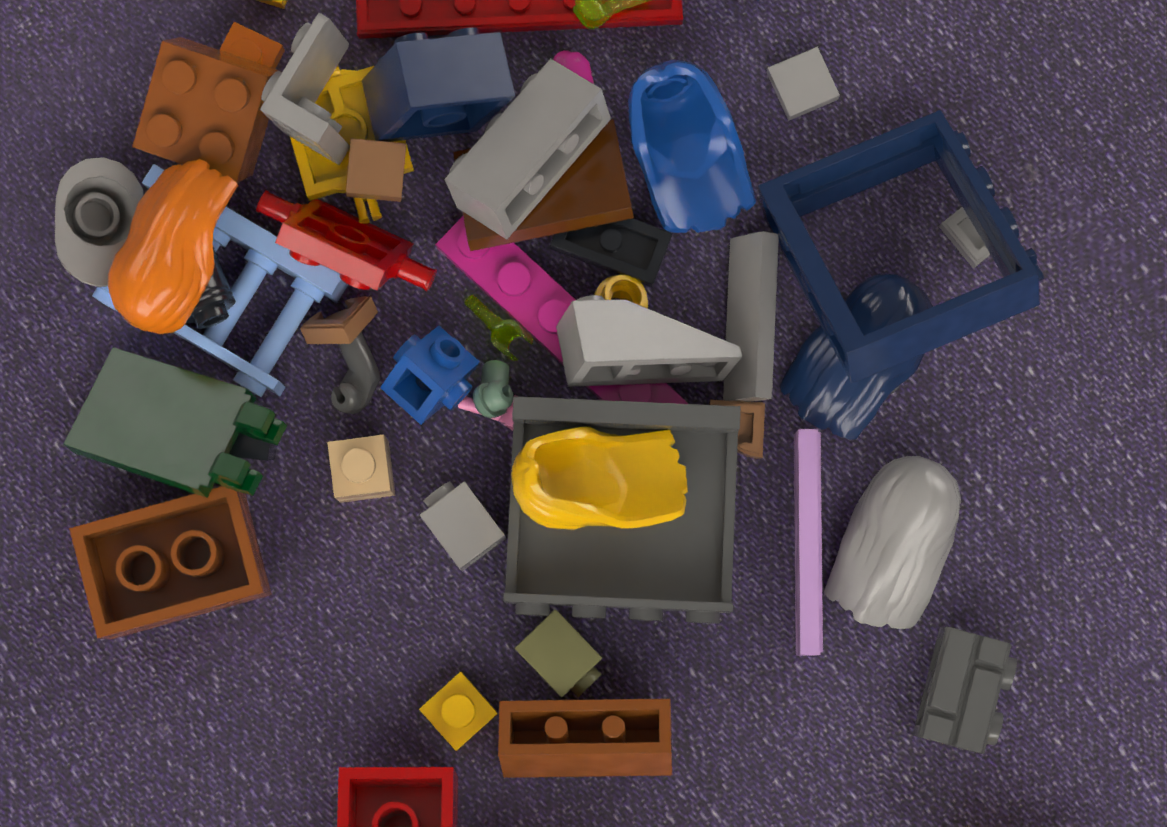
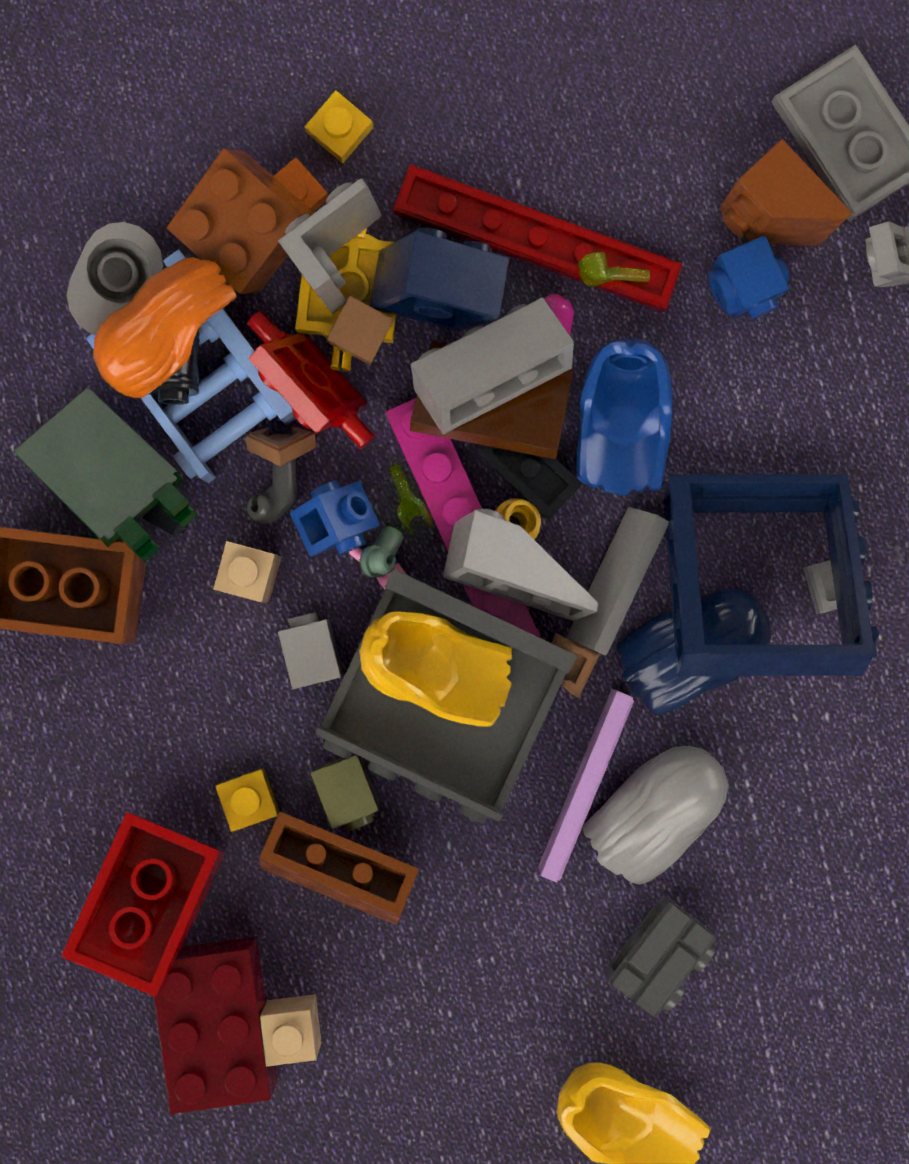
camera: 20 degrees right, 5 degrees up
(803, 83) = (742, 403): light grey tile -> none

